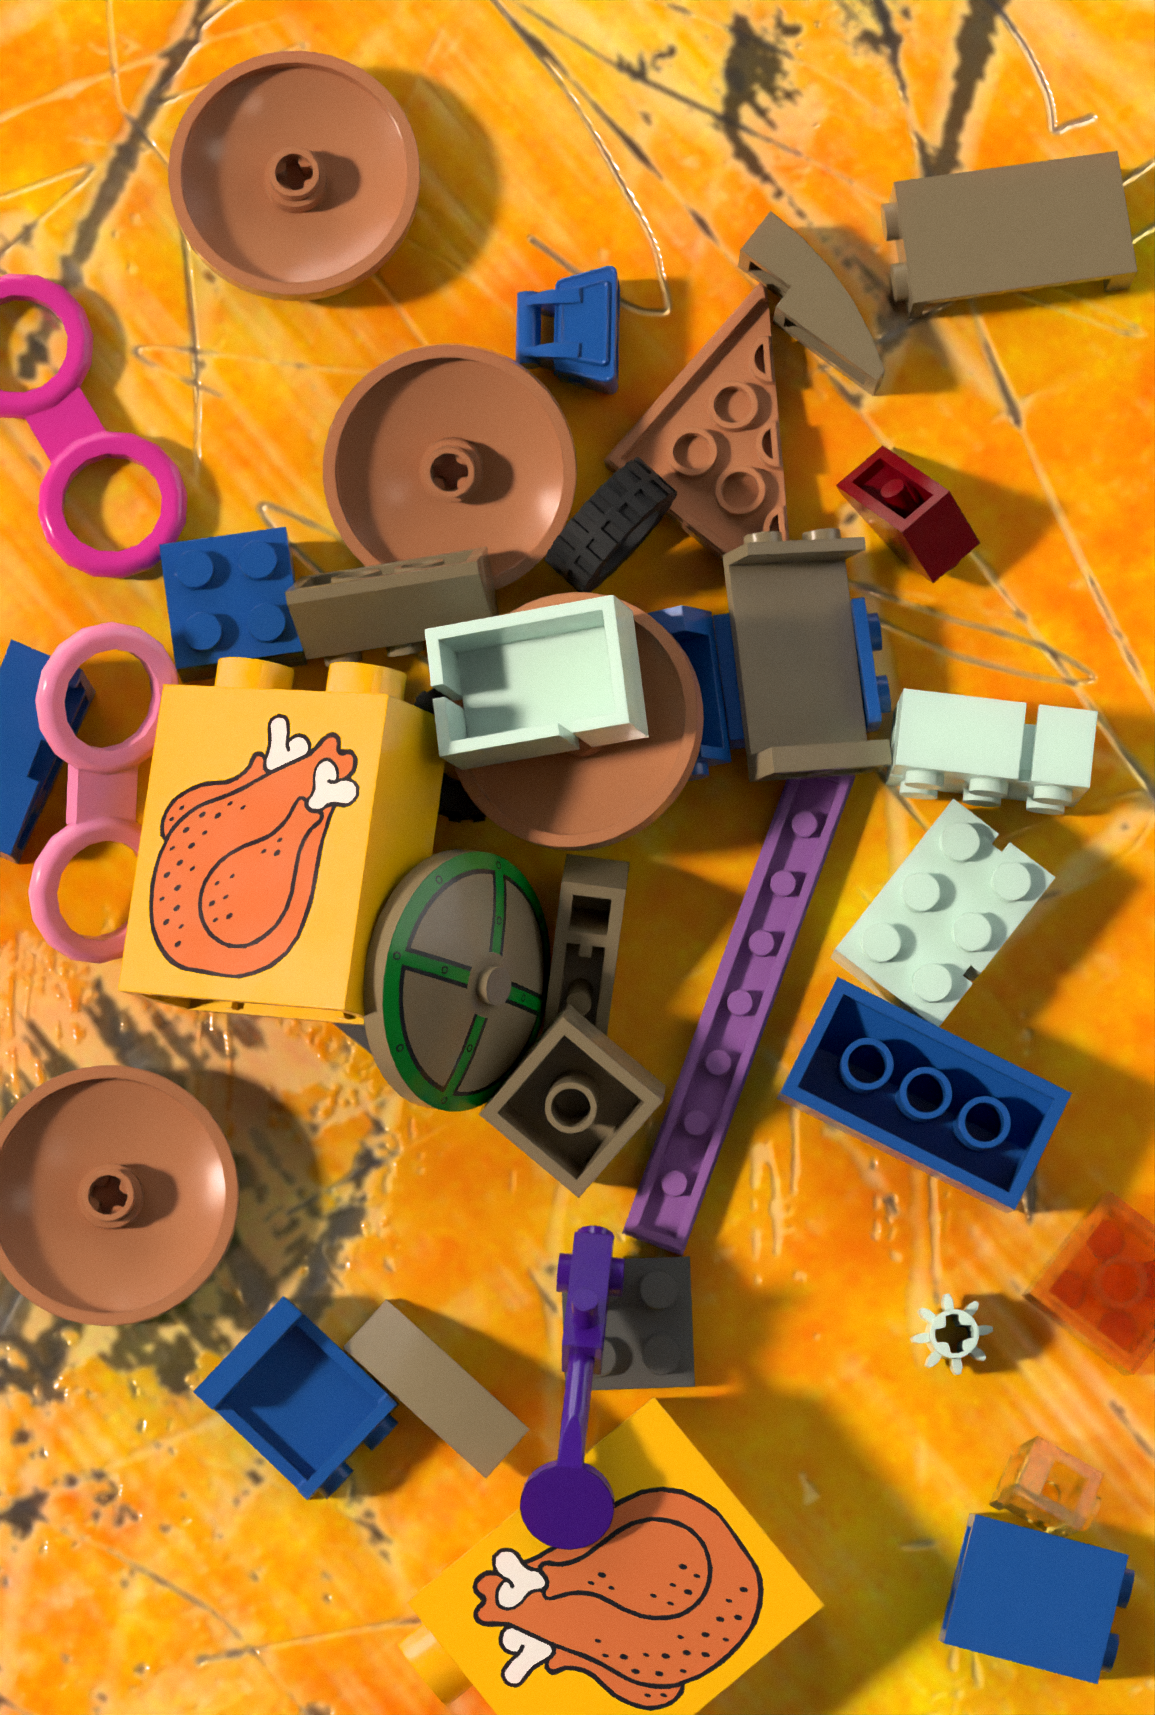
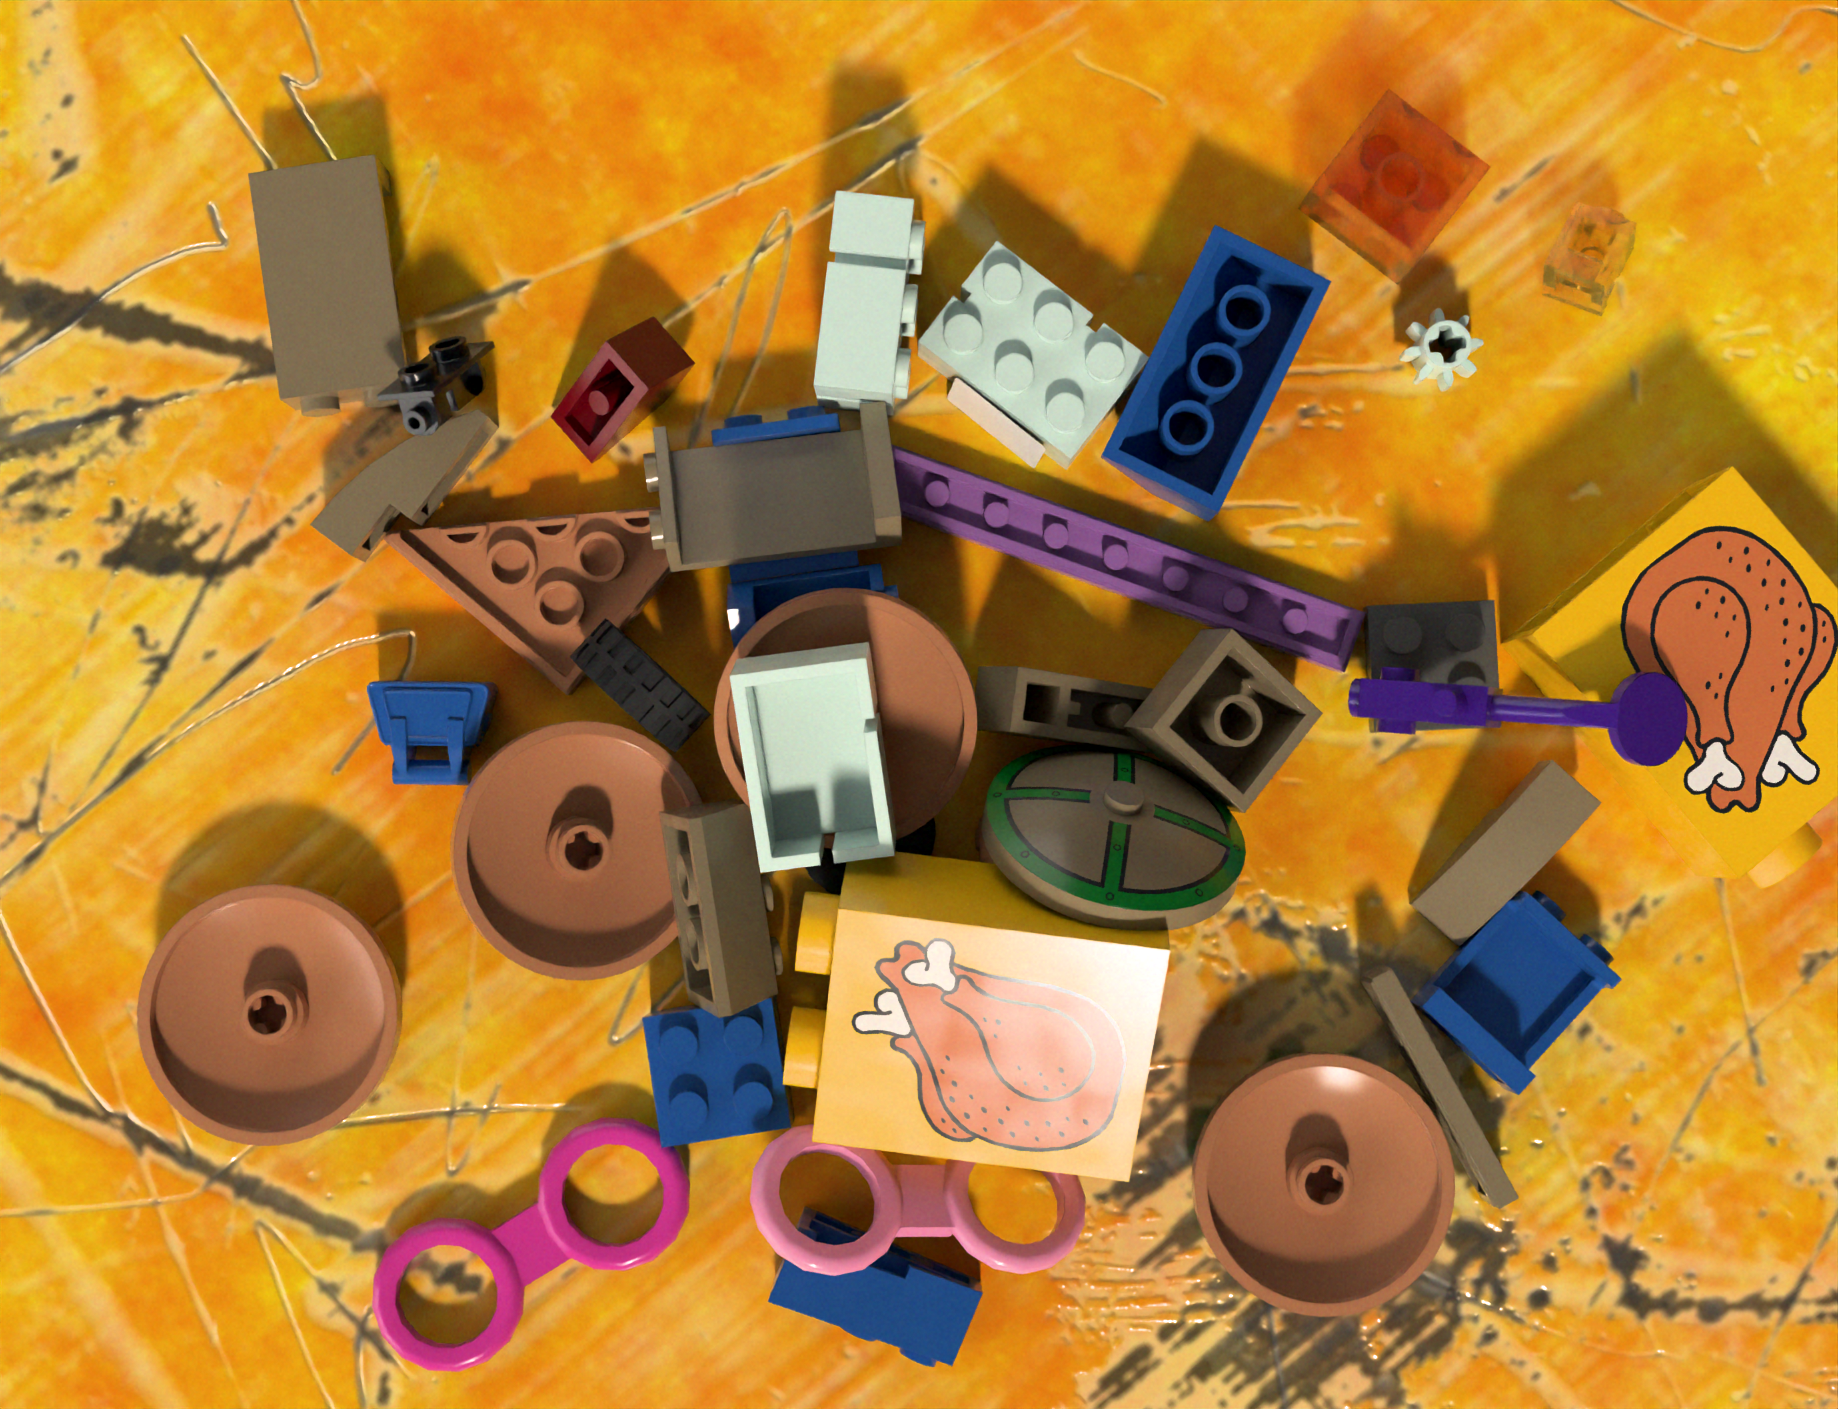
camera: 90 degrees left, 5 degrees up
(202, 1317) = (1438, 1086): none -> dark tan tile
(875, 882) = (995, 423): none -> white sticker
(909, 333) = (439, 384): none -> black hinge
(1036, 1599) = (1697, 271): blue panel -> none

